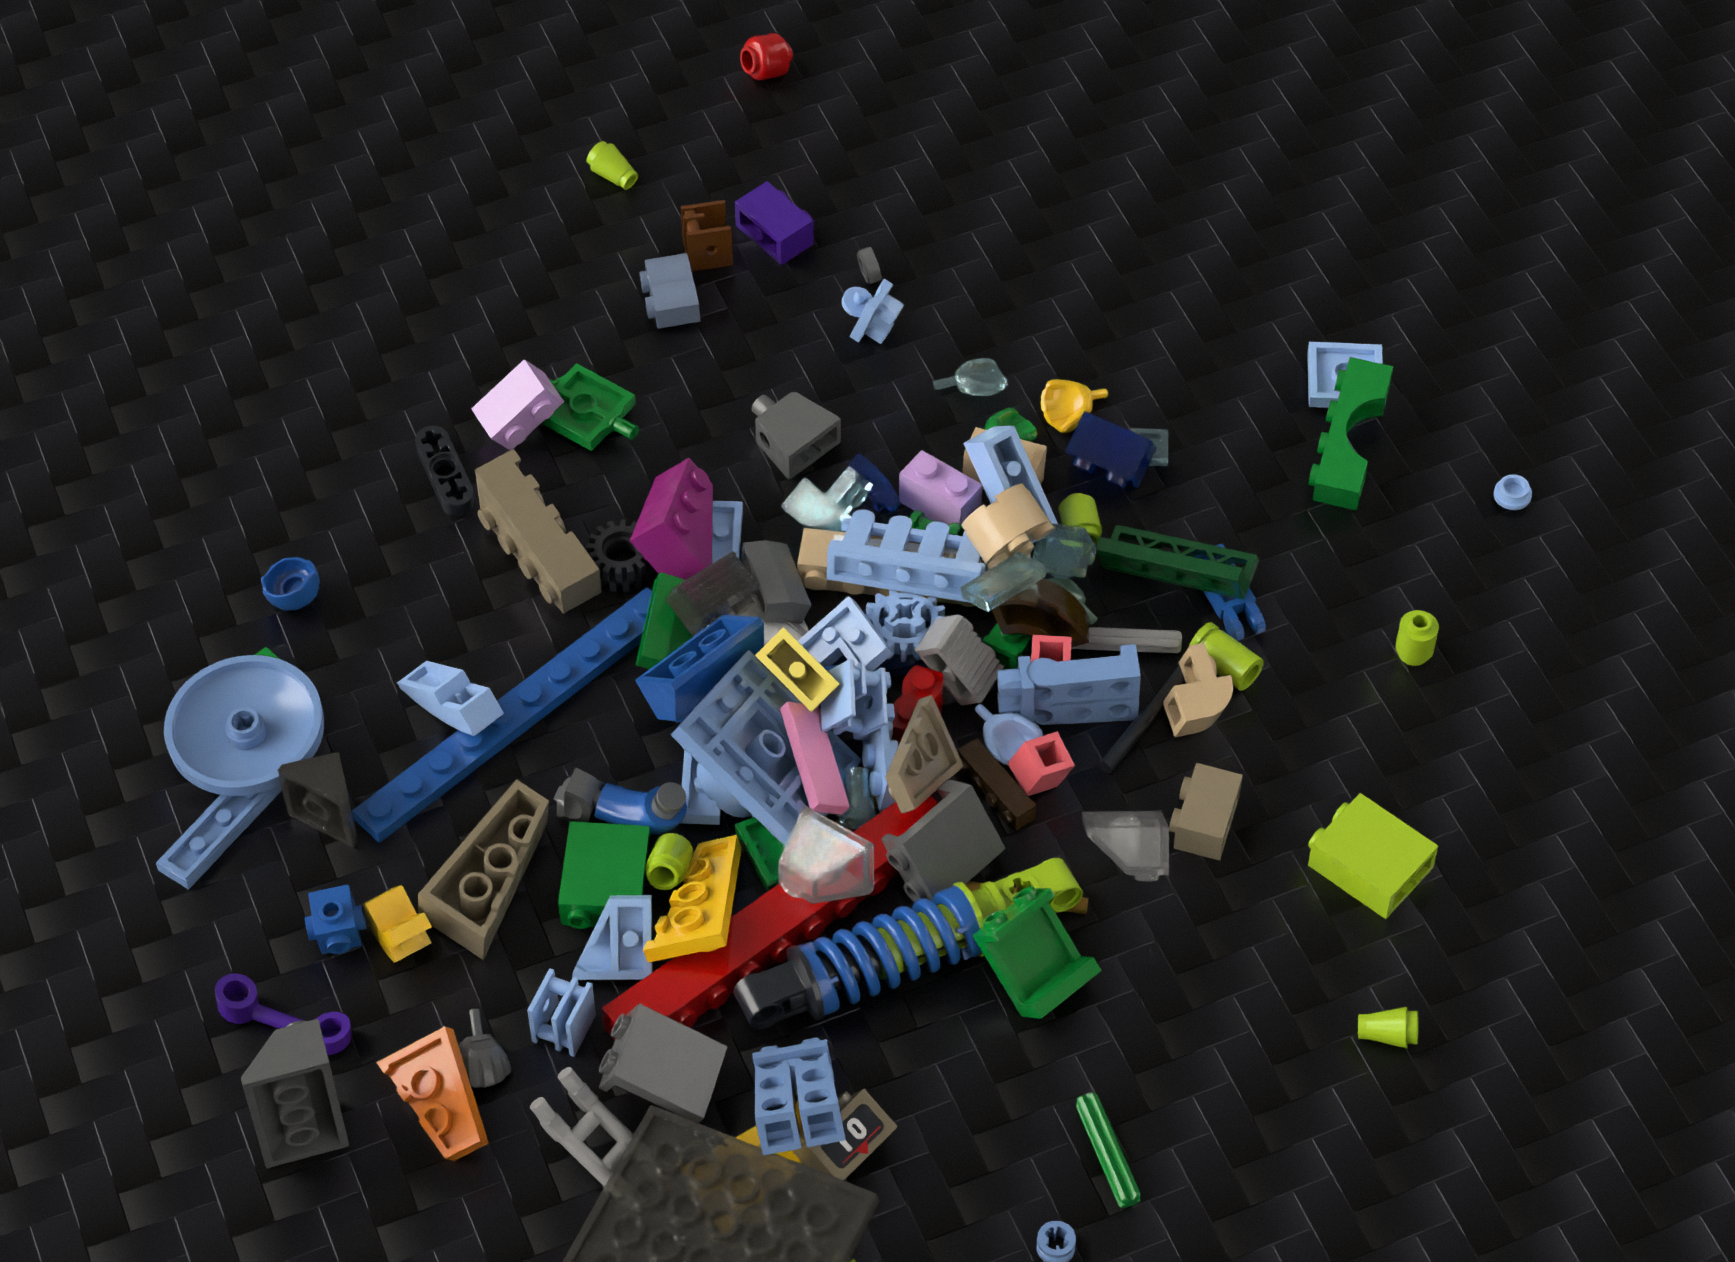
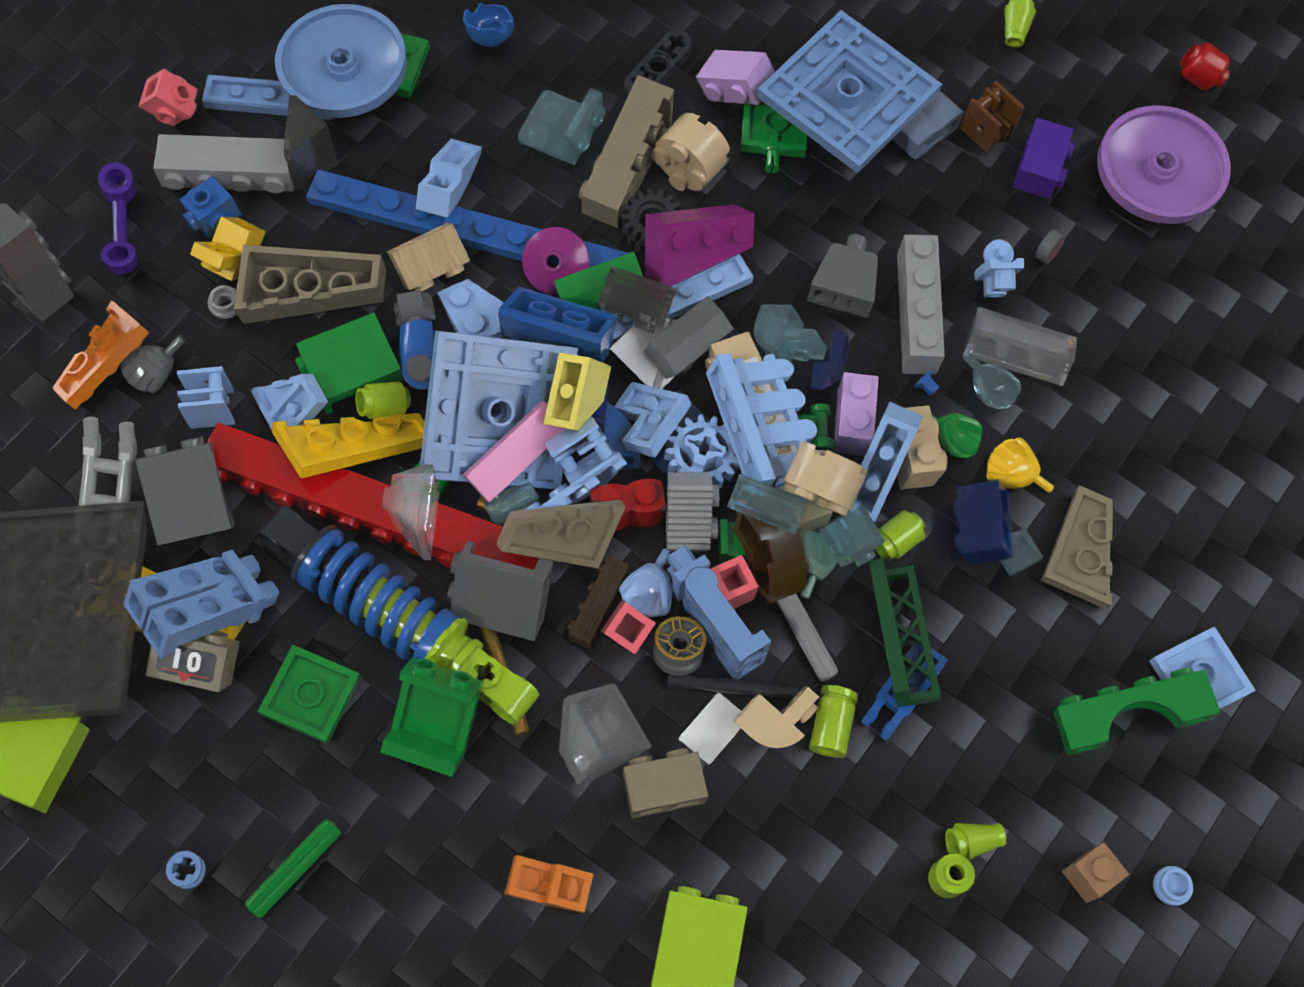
camera: 55 degrees right, 15 degrees up
(168, 902) = (168, 98): none -> coral brick
(279, 892) = (232, 161): none -> light grey brick
(449, 951) = (217, 297): none -> light grey plate
(459, 576) = (562, 125): none -> clear light blue bracket
(533, 751) = (429, 257): none -> tan brick
(577, 480) = (691, 153): none -> tan brick
(595, 655) = (553, 241): none -> magenta dish
(611, 319) = (849, 91): none -> medium blue piece
(620, 748) = (471, 309): none -> light blue wing
(848, 138) = (1163, 164): none -> medium lavender dish
(862, 389) = (920, 304): none -> light grey brick
(941, 429) = (927, 383): none -> blue piece
(941, 1061) = (309, 694): none -> green plate
(957, 336) = (1020, 346): none -> clear brick
(1084, 735) = (684, 634): none -> dark grey wheel
(1170, 756) = (712, 728): none -> white sticker
(1178, 399) = (1082, 549): none -> dark tan wing
(1246, 949) = (549, 884): none -> orange slope
(1391, 608) = (974, 839): none -> lime cone
(1472, 536) = (1095, 872): none -> medium nougat brick

